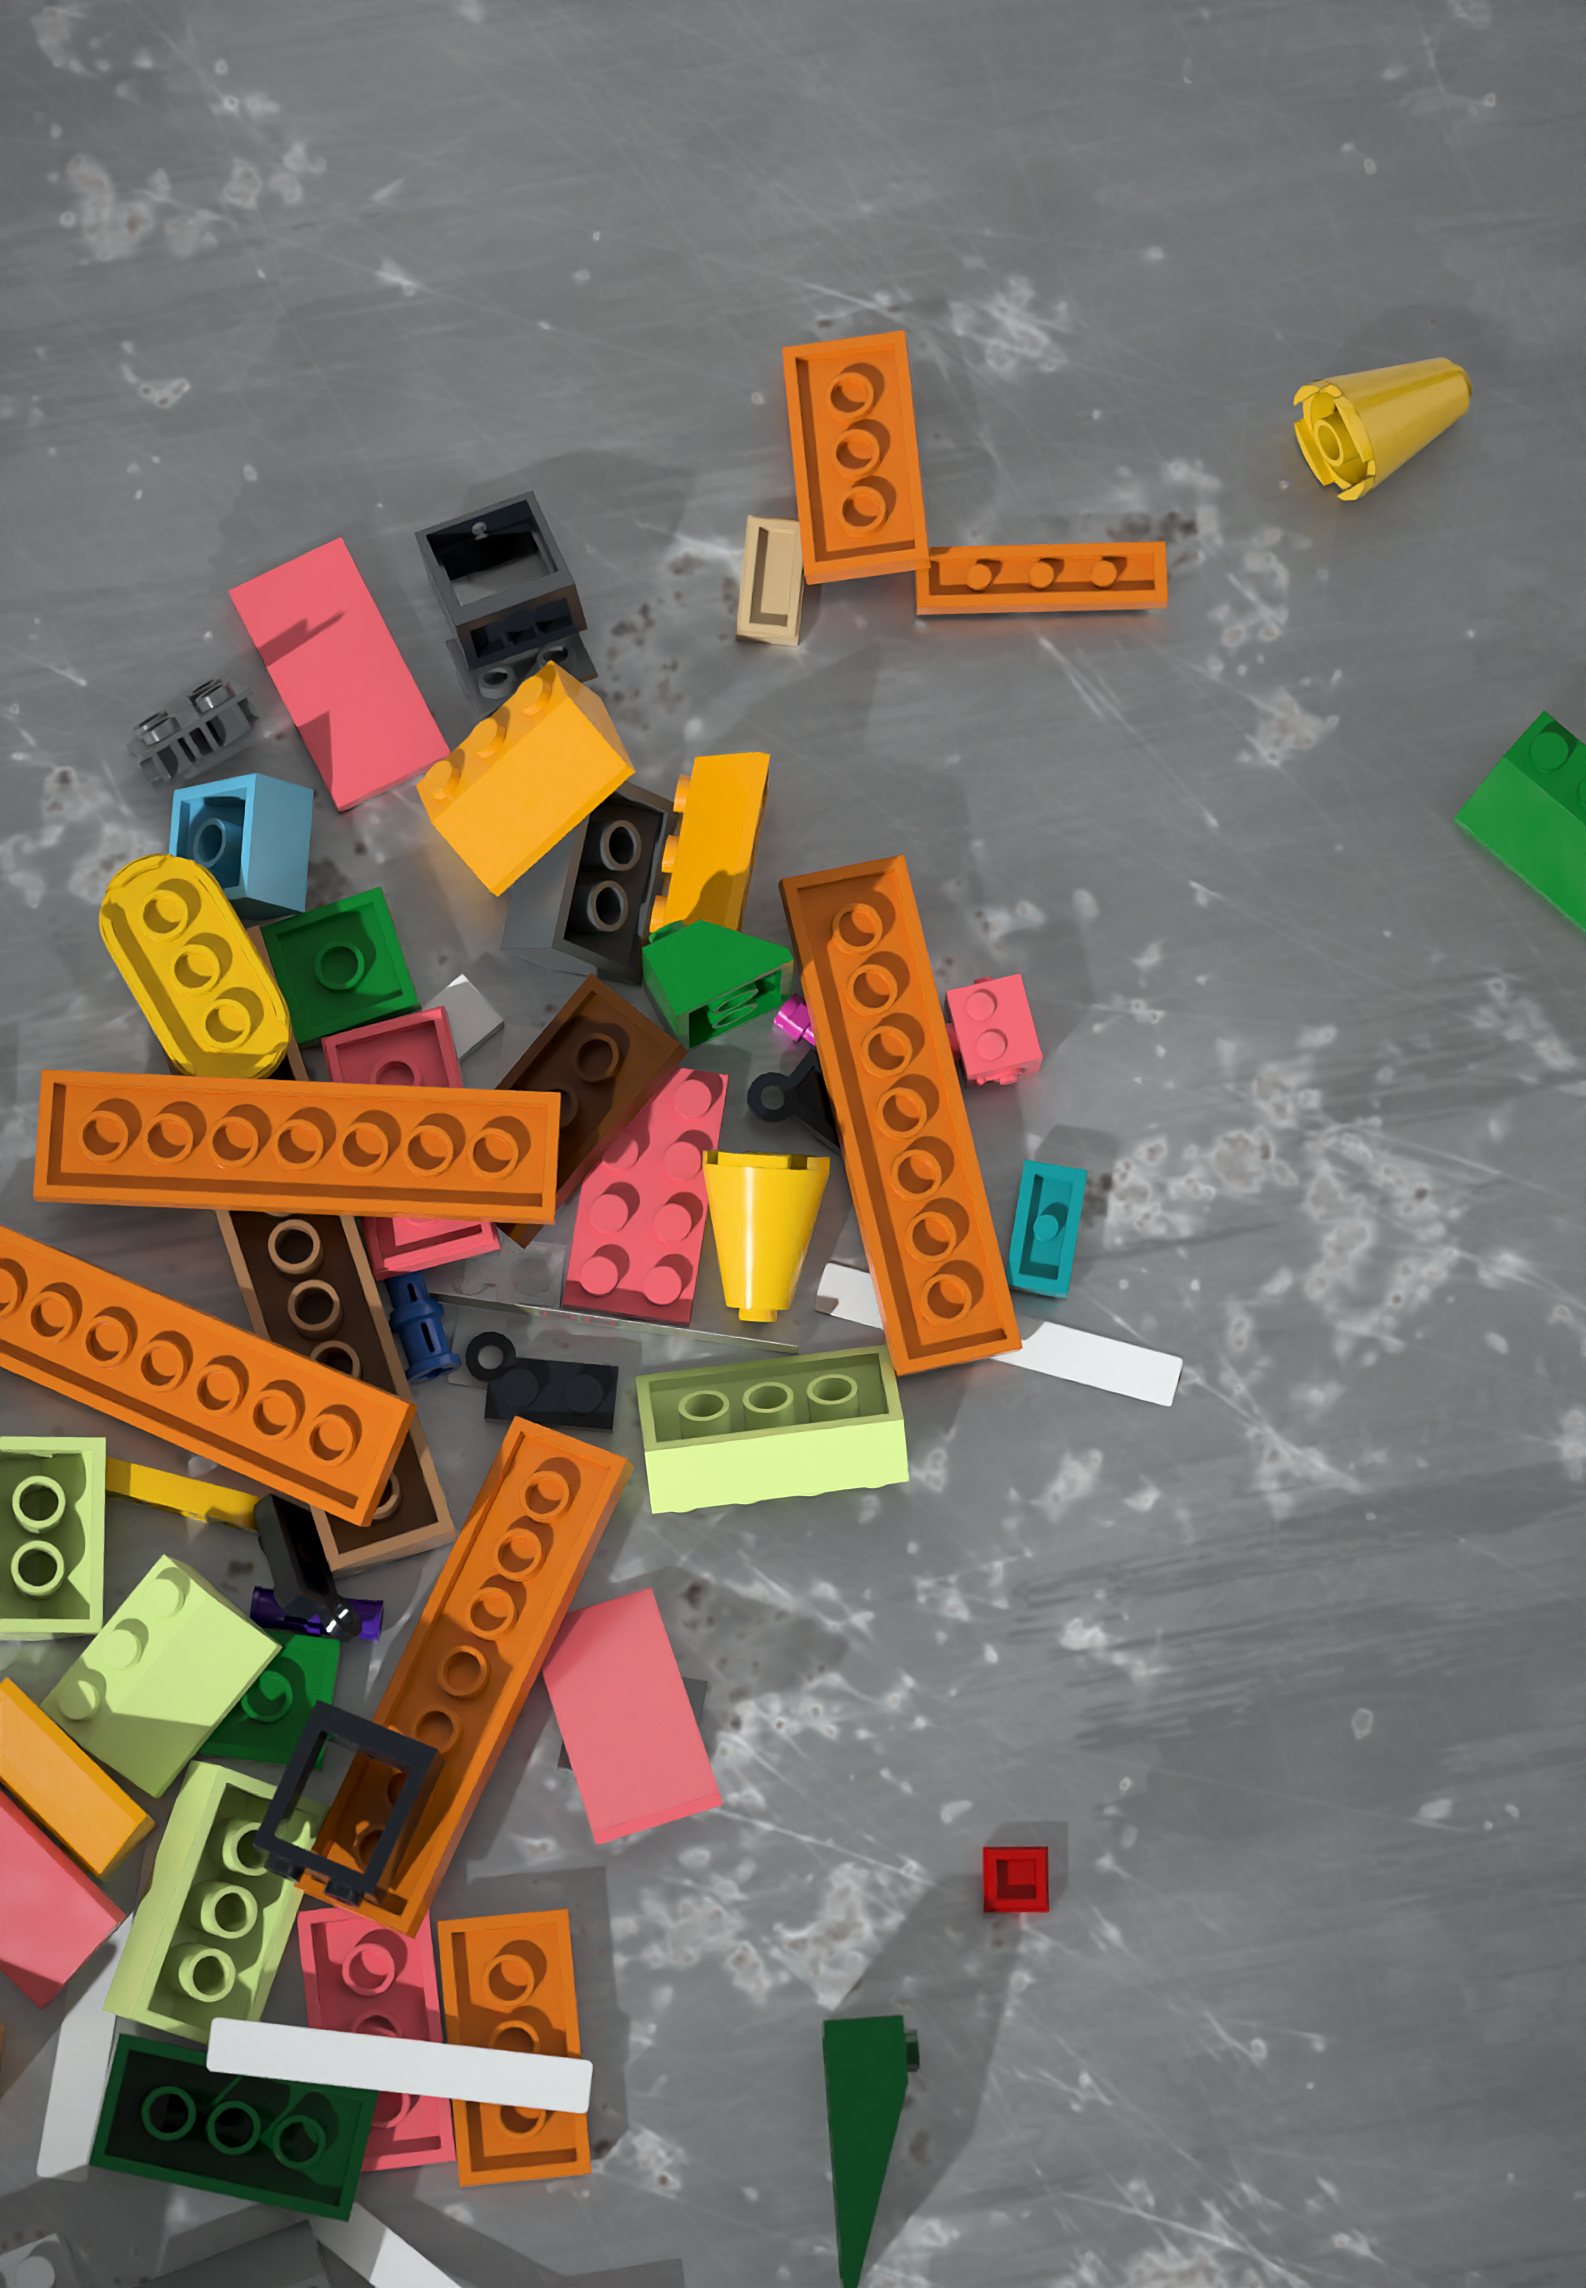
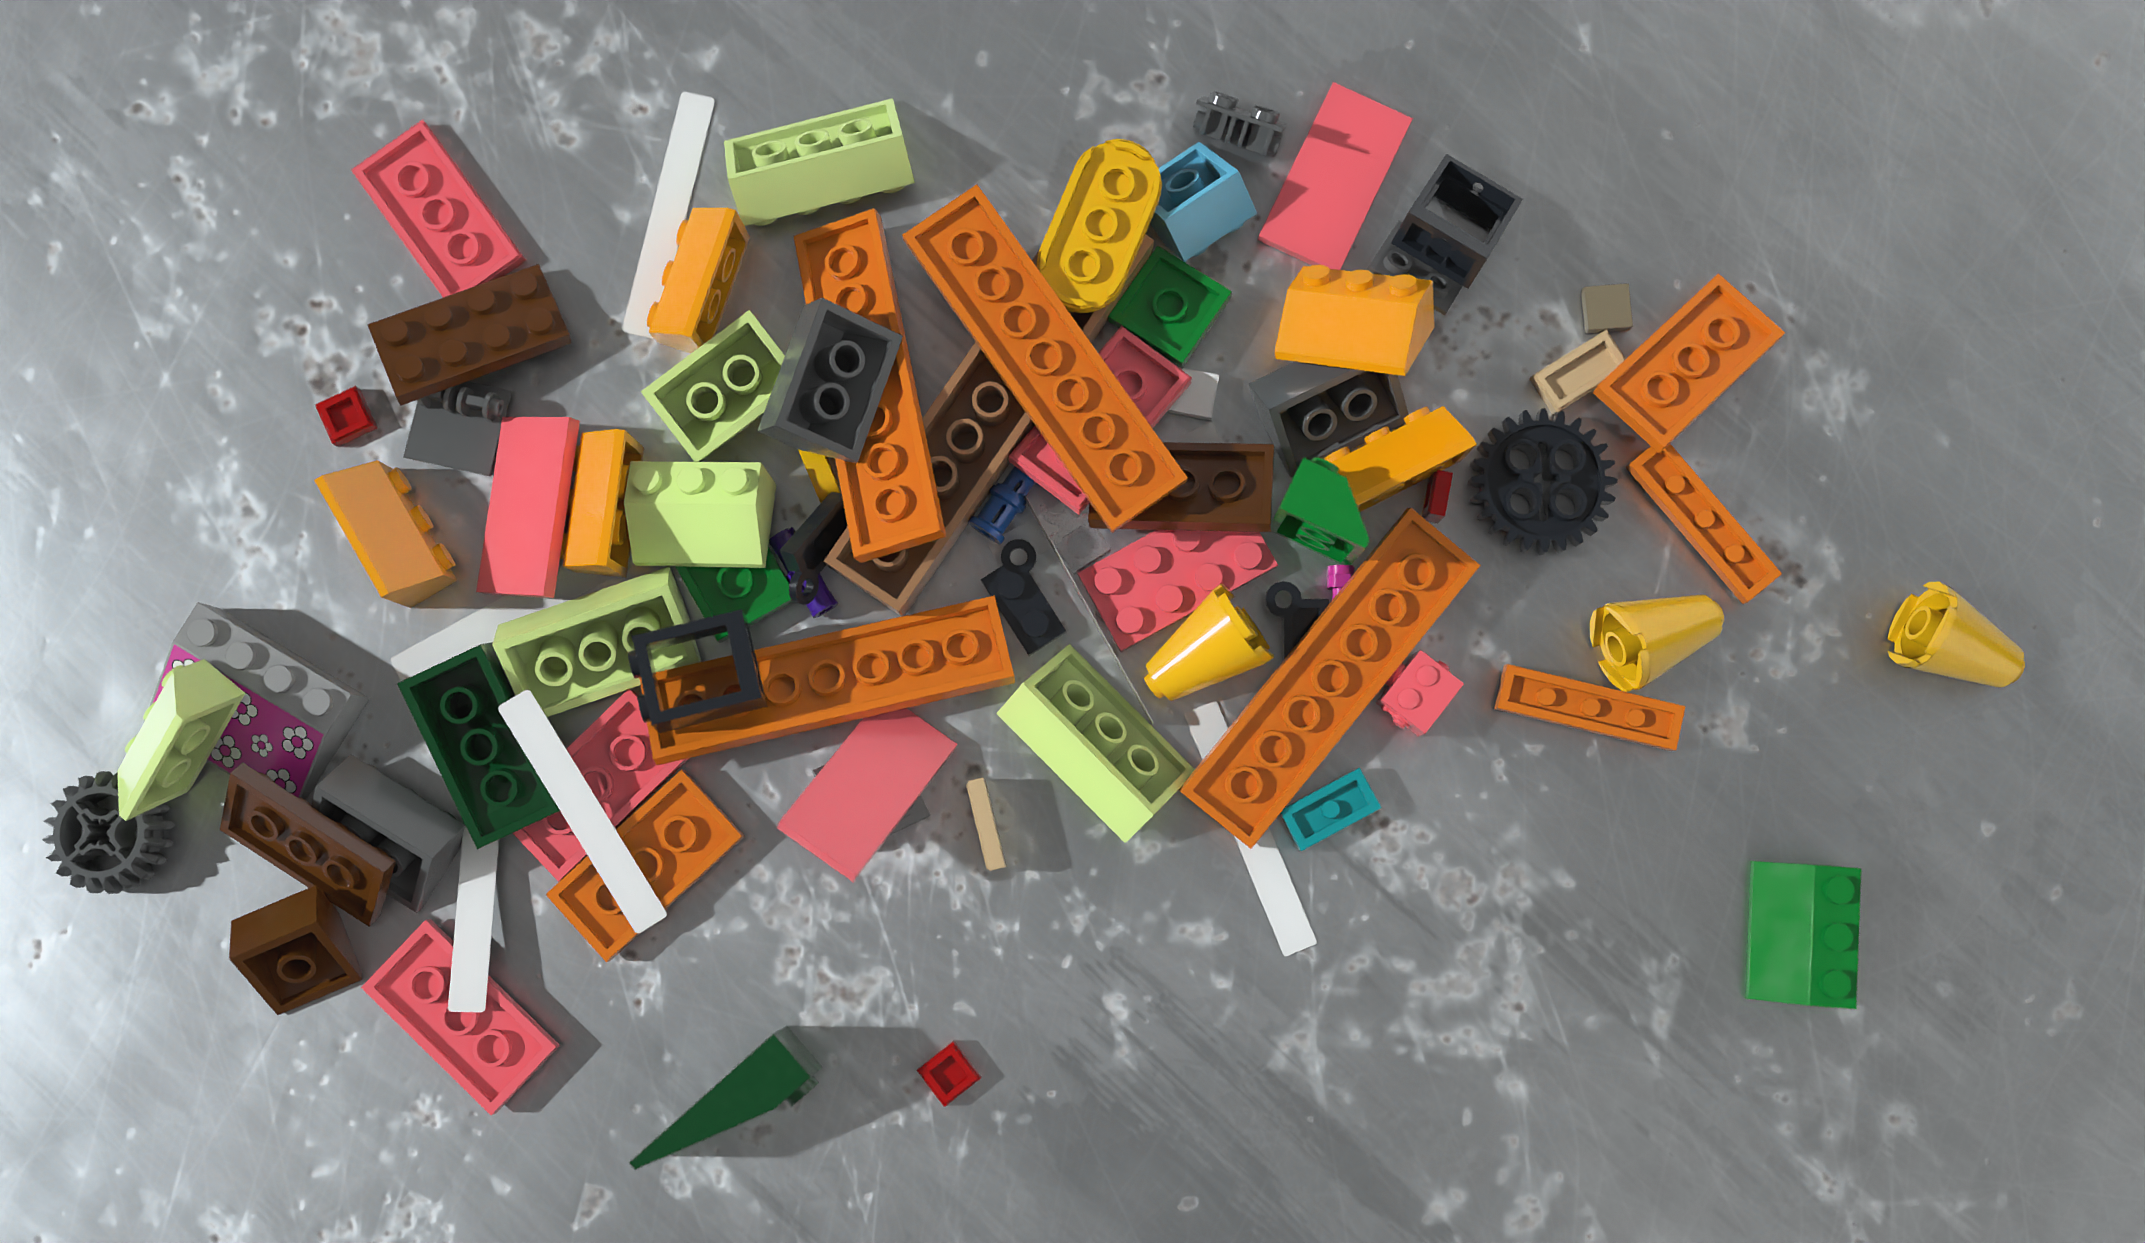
camera: 60 degrees right, 5 degrees up
(135, 1405) = (830, 382): none -> dark grey slope
(724, 495) = (1606, 308): none -> dark tan tile
(768, 1621) = (986, 824): none -> tan tile
(789, 841) = (1437, 496): none -> red tile
(900, 675) = (1583, 483): none -> black gear
(1125, 732) = (1652, 636): none -> yellow cone
(1151, 860) = (1590, 707): none -> orange plate

